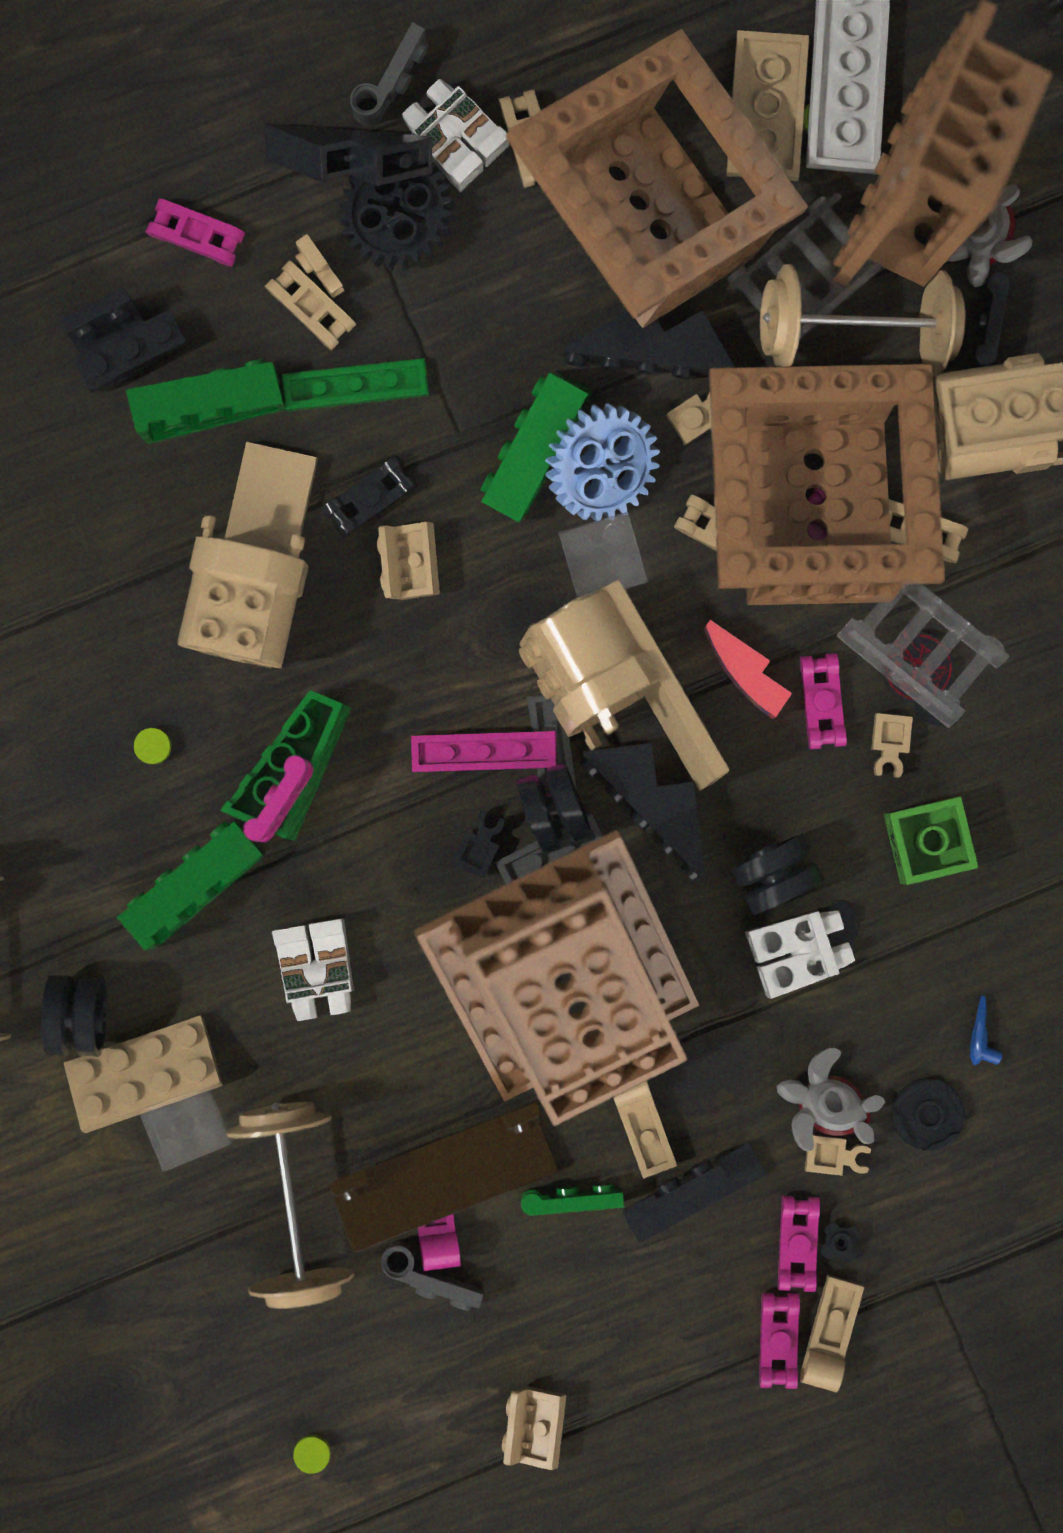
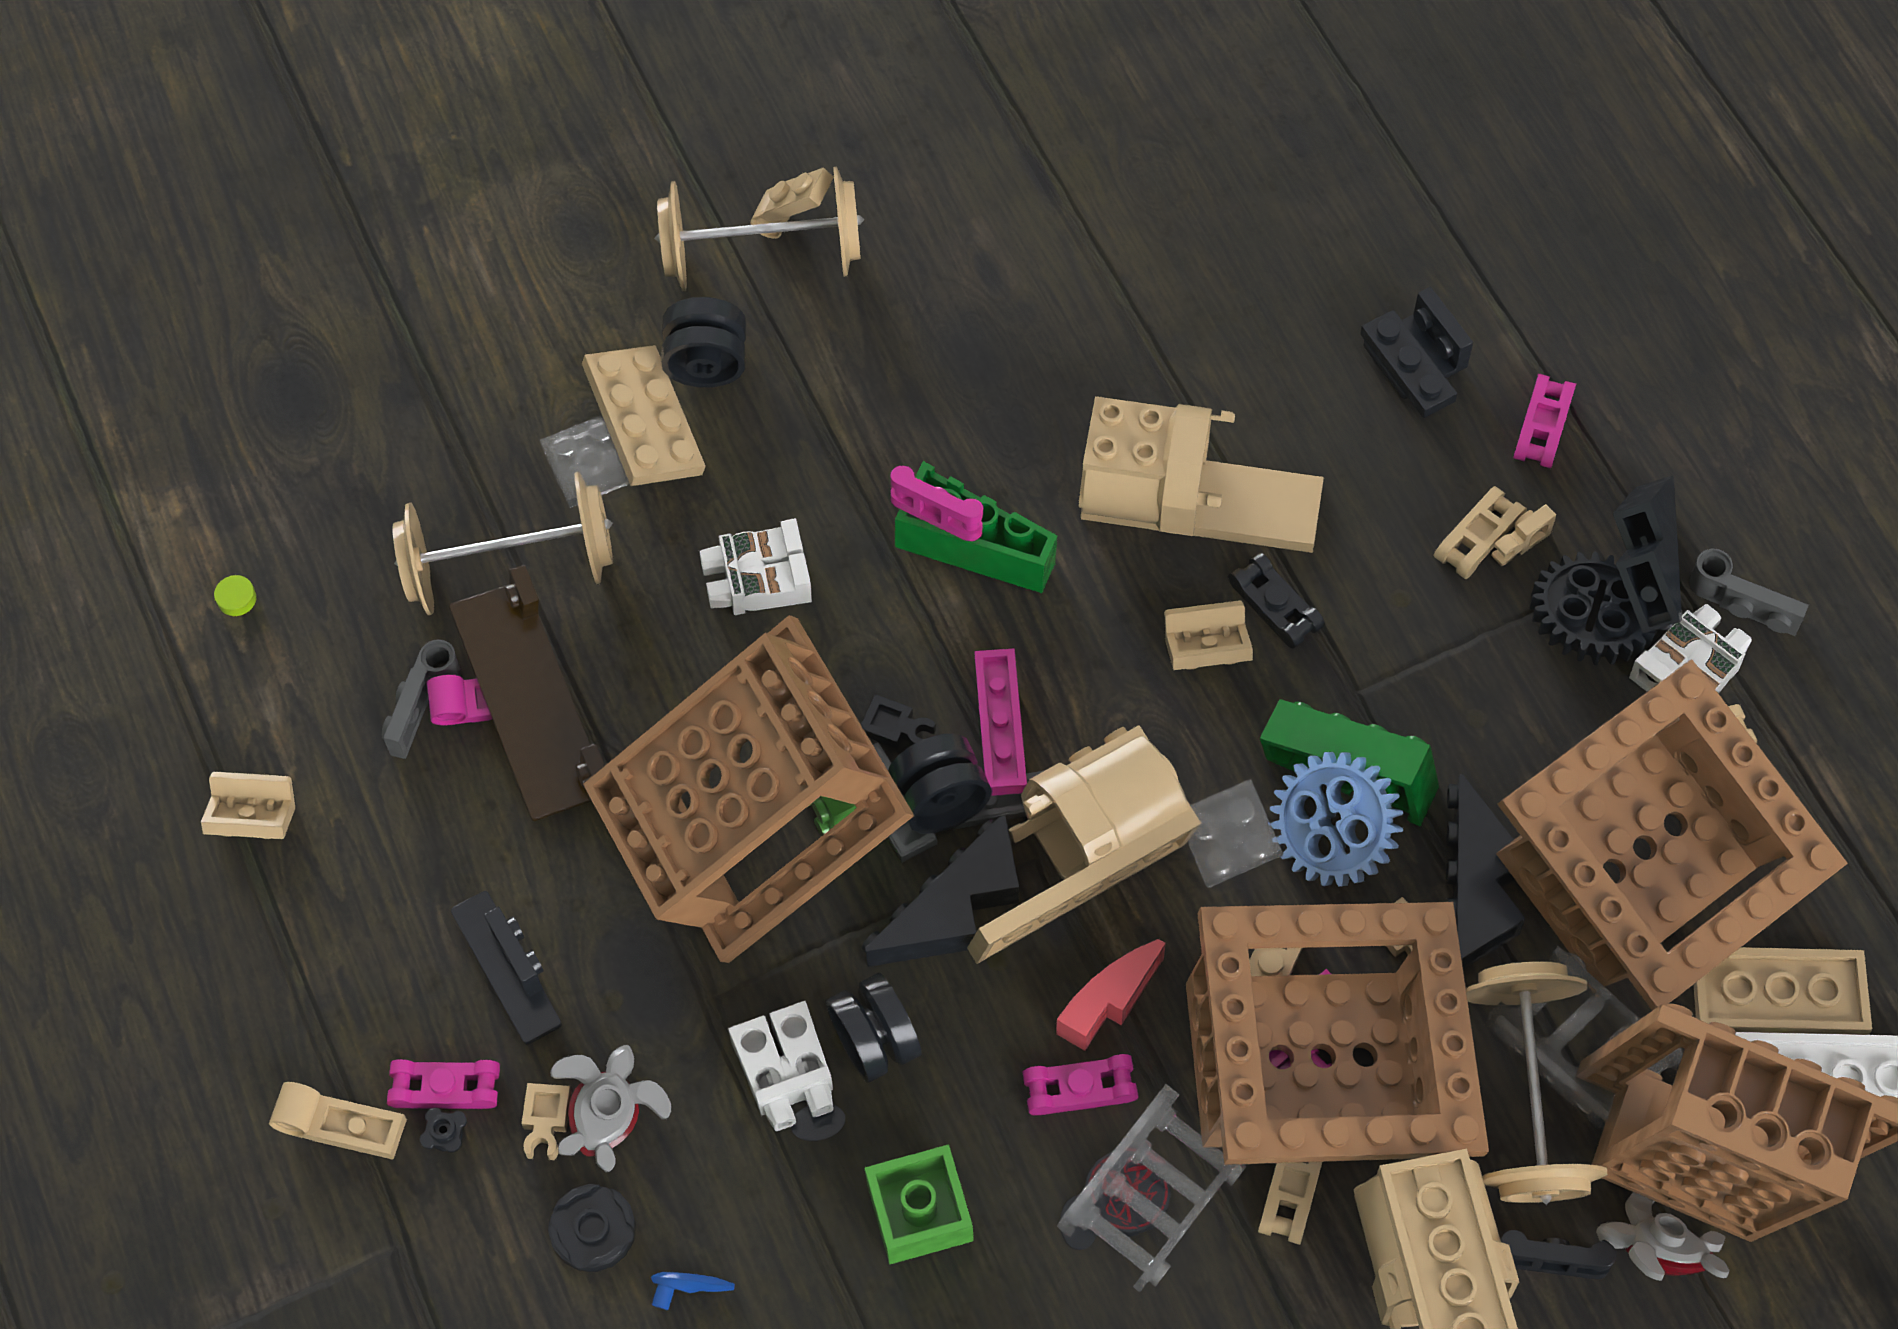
camera: 90 degrees right, 25 degrees down
(152, 746) = (990, 410): lime tile -> none
(191, 886) = (835, 439): green wedge -> none
(205, 401) = (1361, 430): green wedge -> none
(355, 385) = (1398, 583): green tile -> none
(570, 1200) = (500, 833): green plate -> none
(645, 1130) = (585, 905): tan plate -> none
(779, 1340) = (334, 1067): dark pink plate -> none
(891, 737) = (1042, 1162): tan plate -> none

